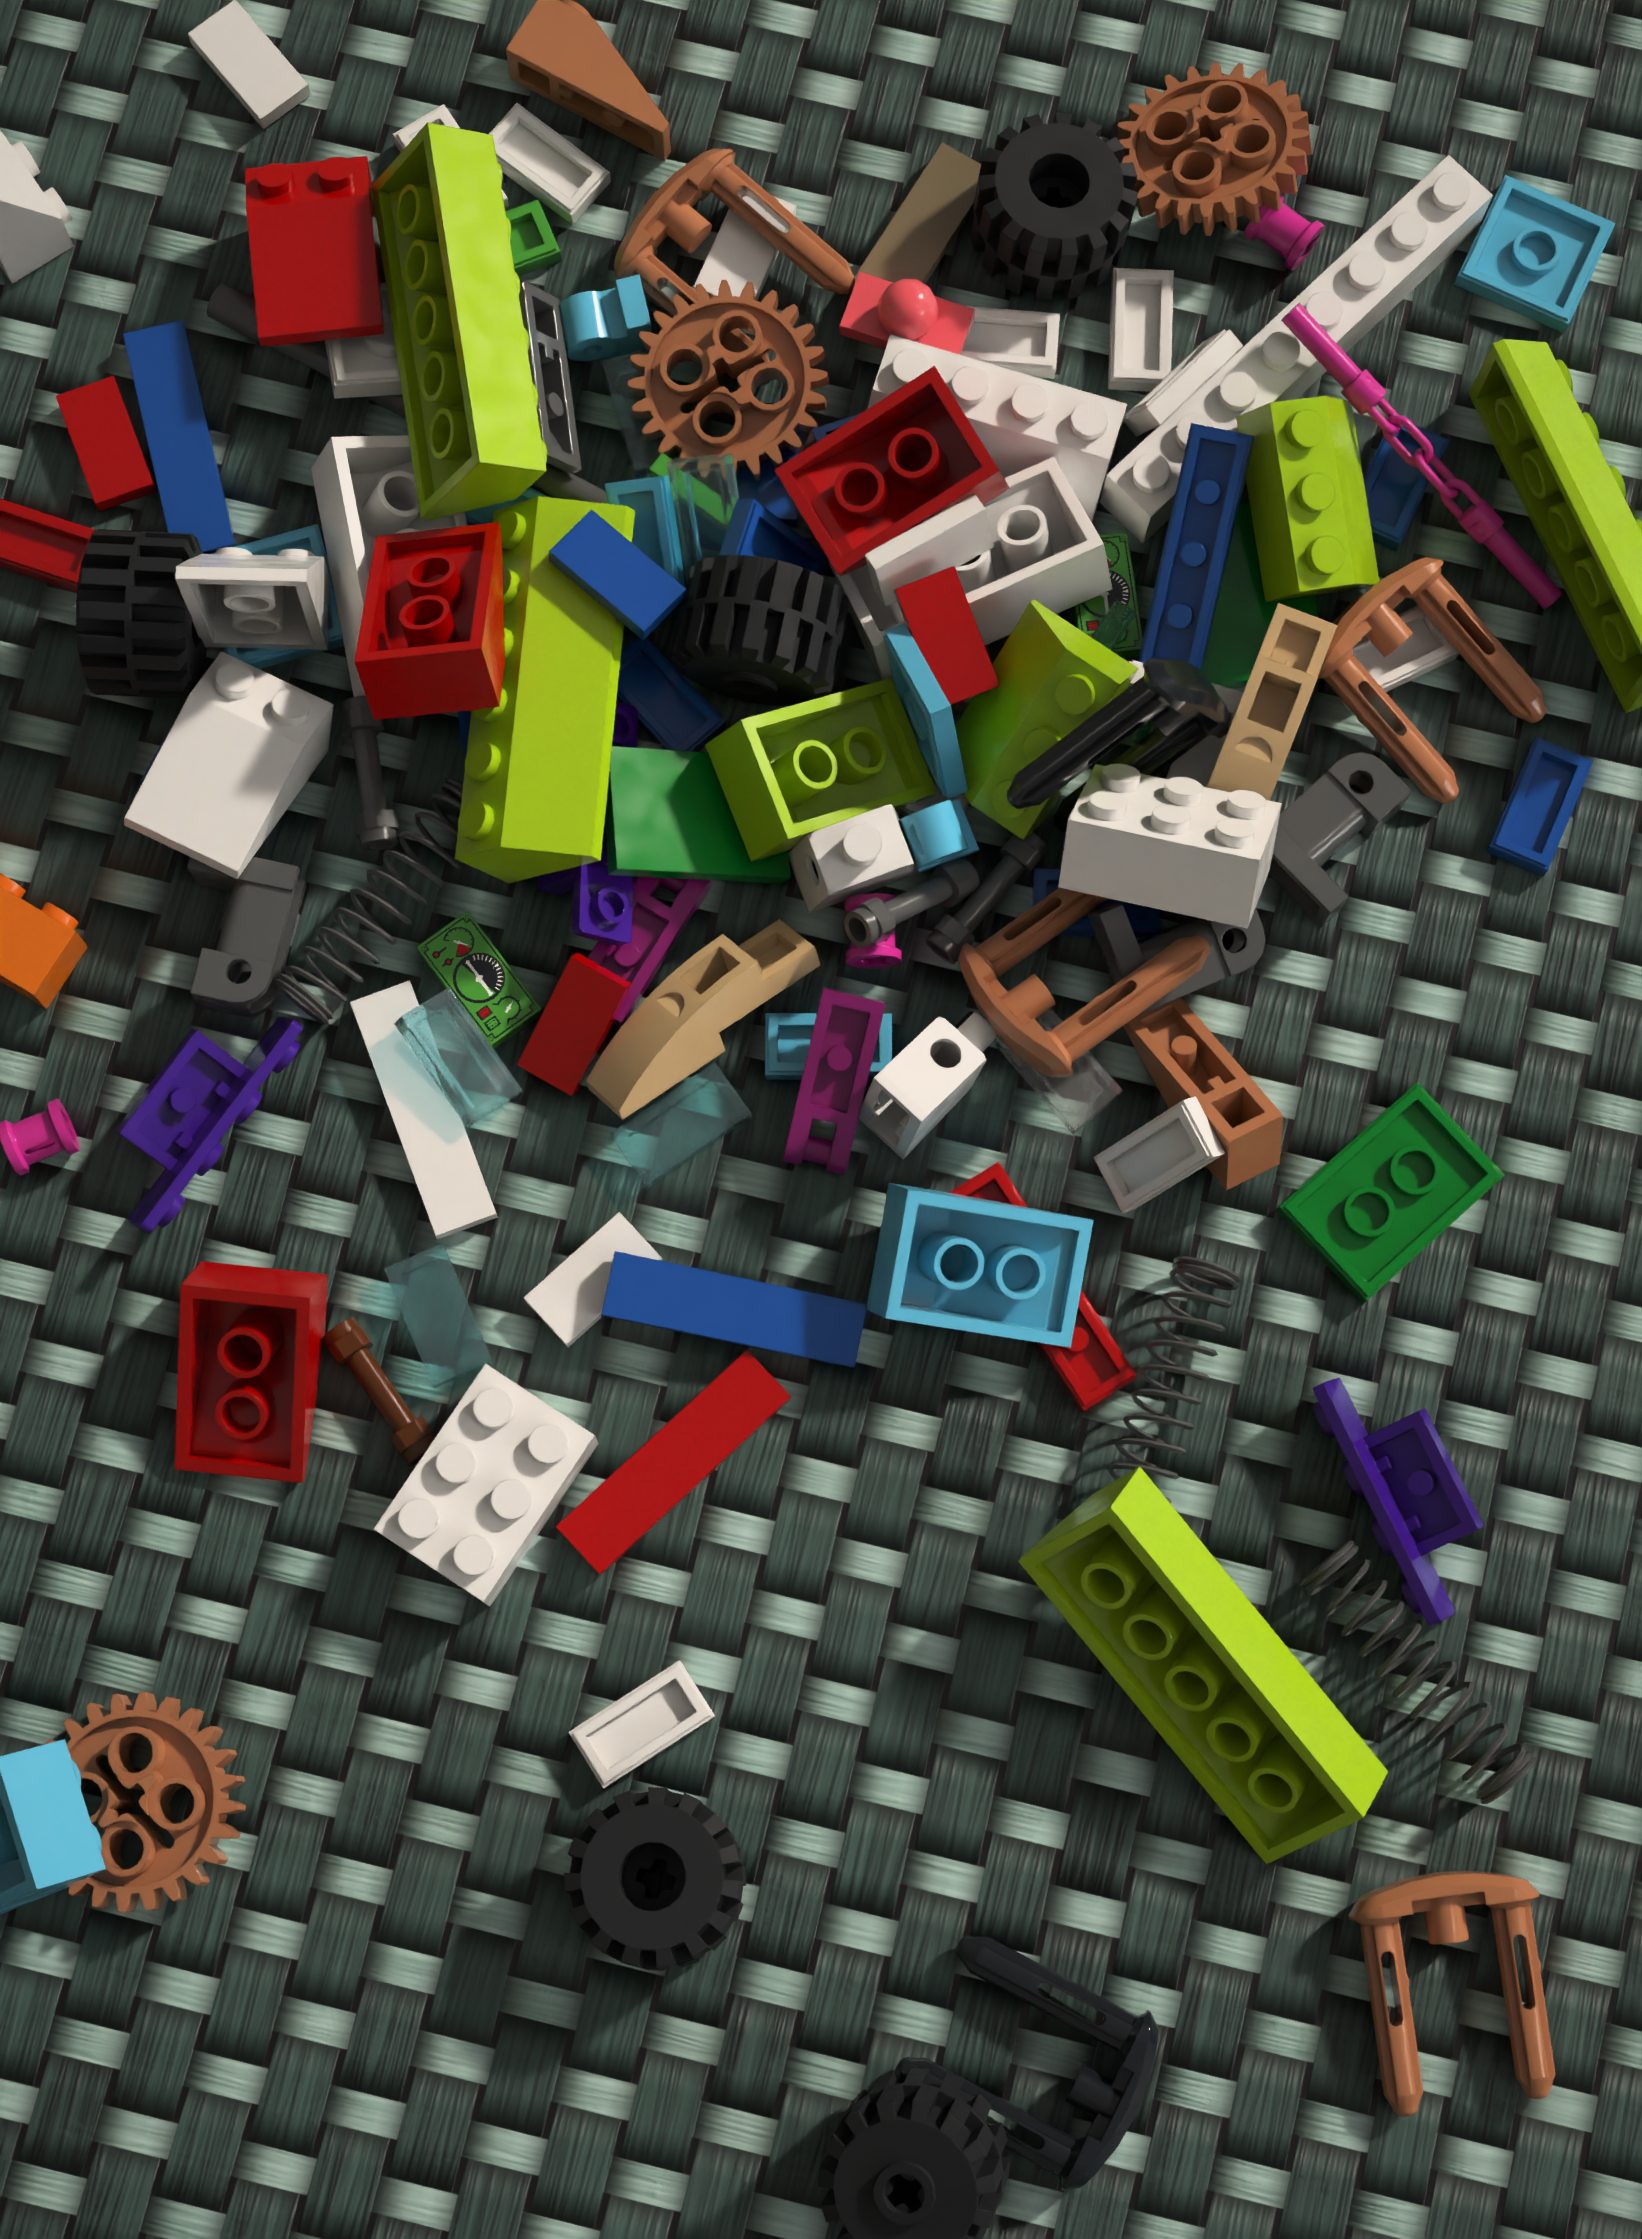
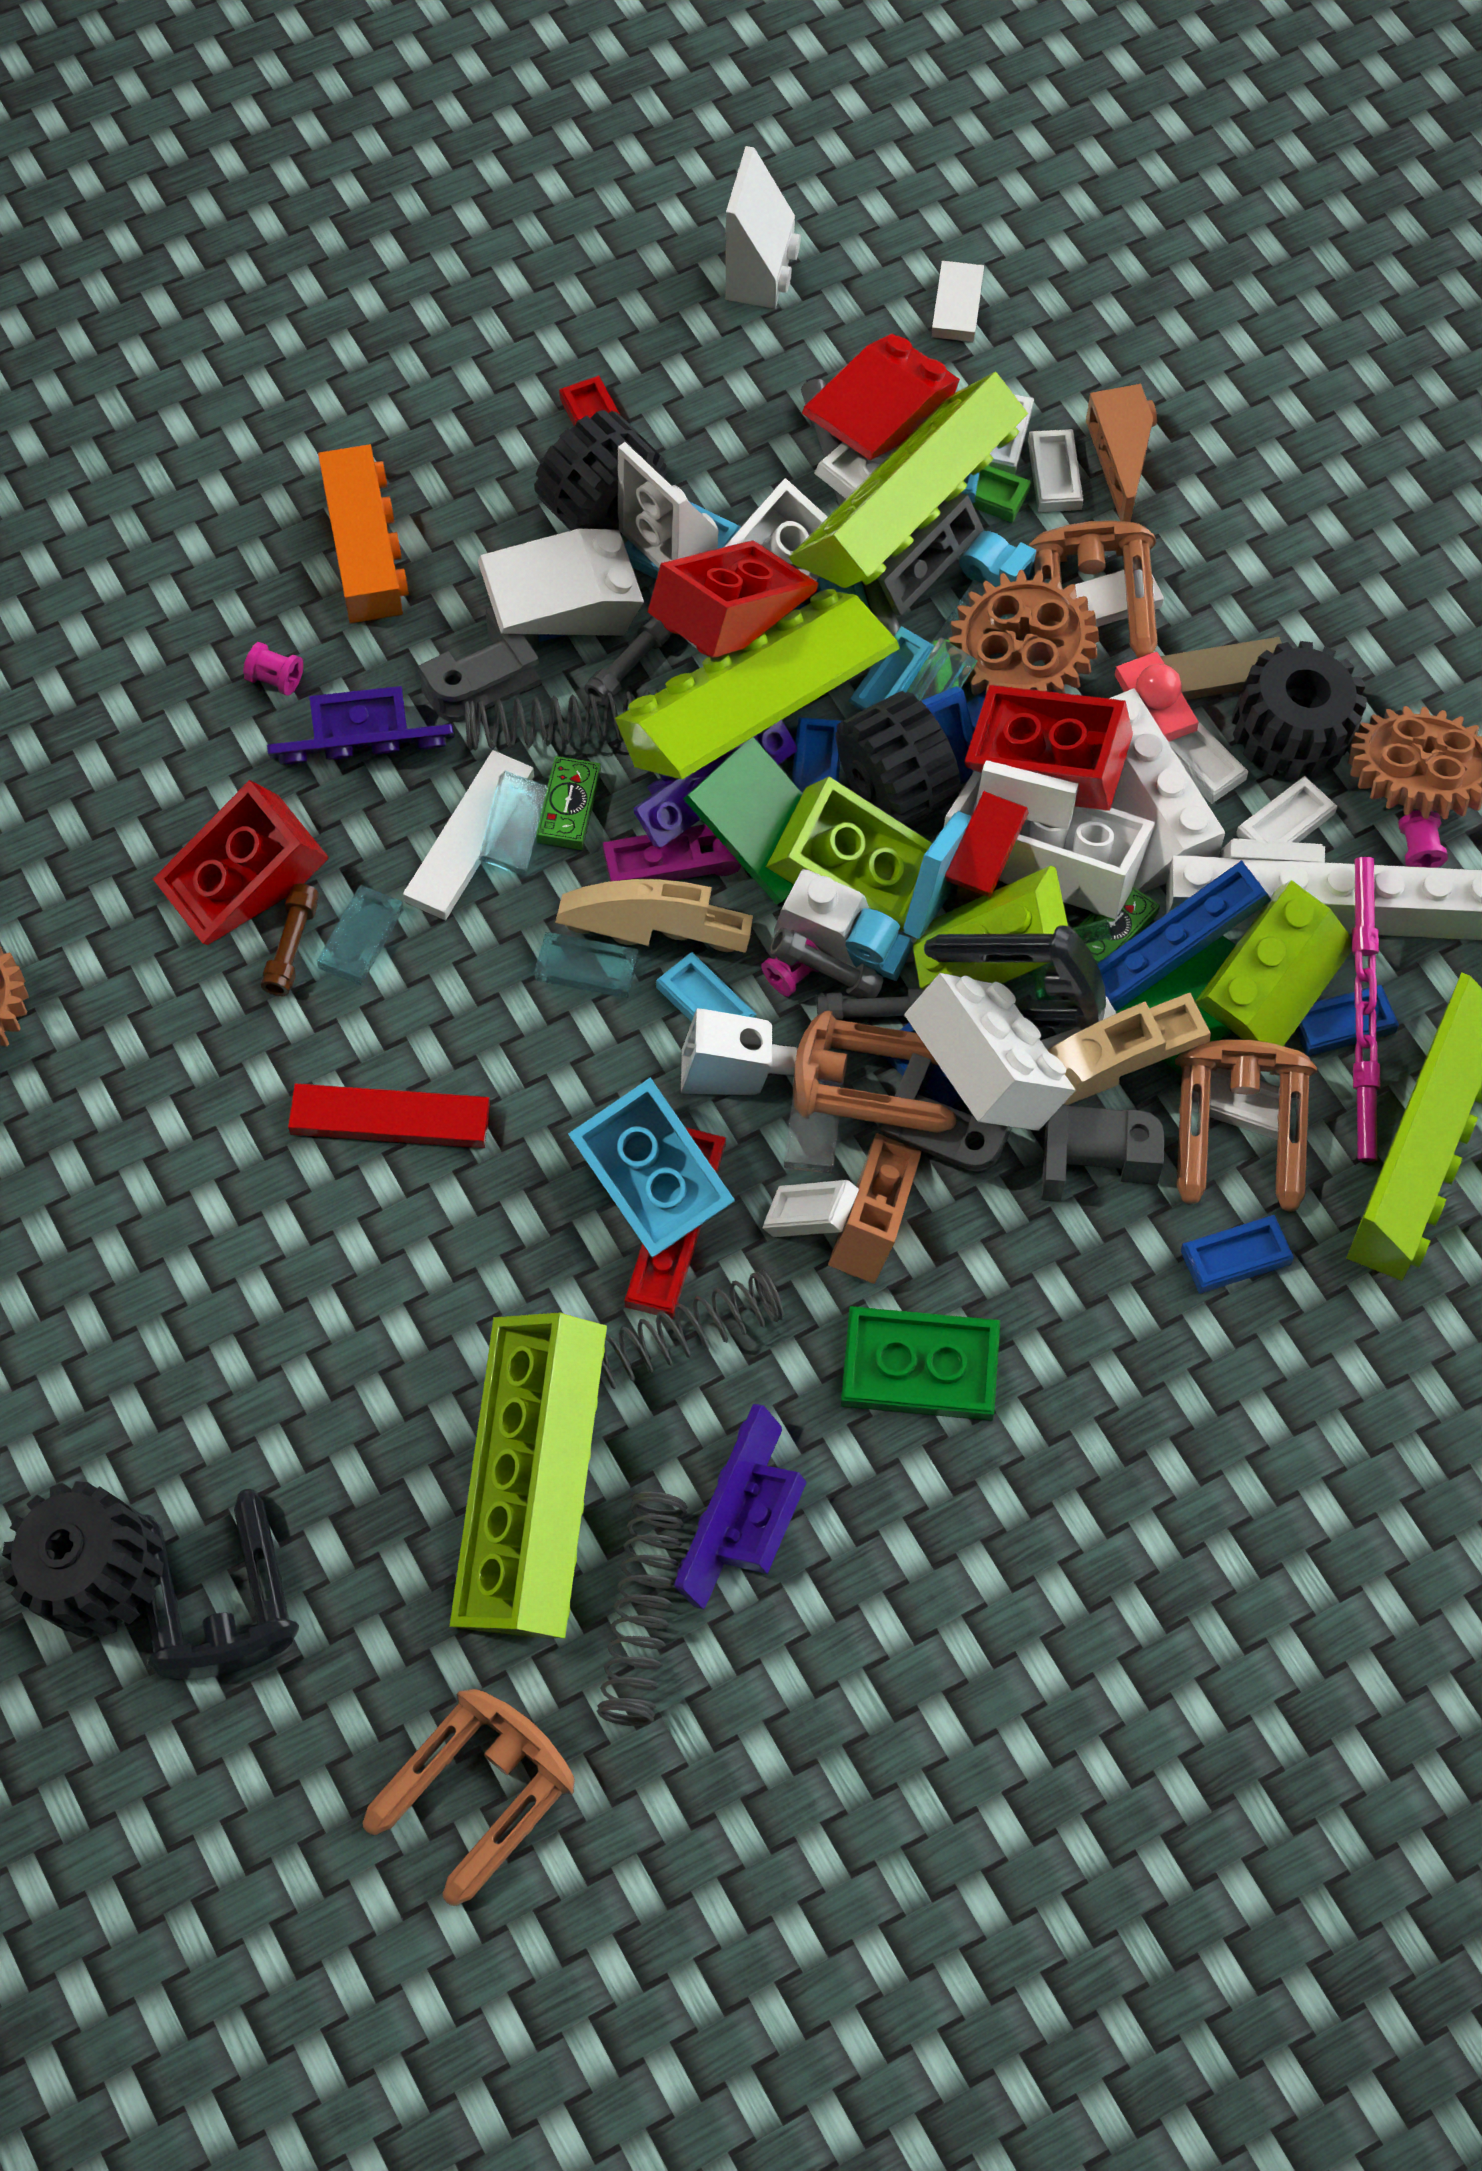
camera: 50 degrees right, 15 degrees down
(106, 443) = (683, 403): red tile -> none
(179, 435) = (723, 430): blue tile -> none
(487, 1484) = (283, 1028): white brick -> none
(574, 1024) = (587, 859): red tile -> none
(575, 1291) = (455, 992): white tile -> none
(617, 574) = (850, 661): blue tile -> none
(633, 1840) = (134, 1287): black wheel -> none
(641, 1724) = (223, 1222): white tile -> none
(734, 1309) = (505, 1071): blue tile -> none
(834, 1078) = (713, 987): magenta plate -> none

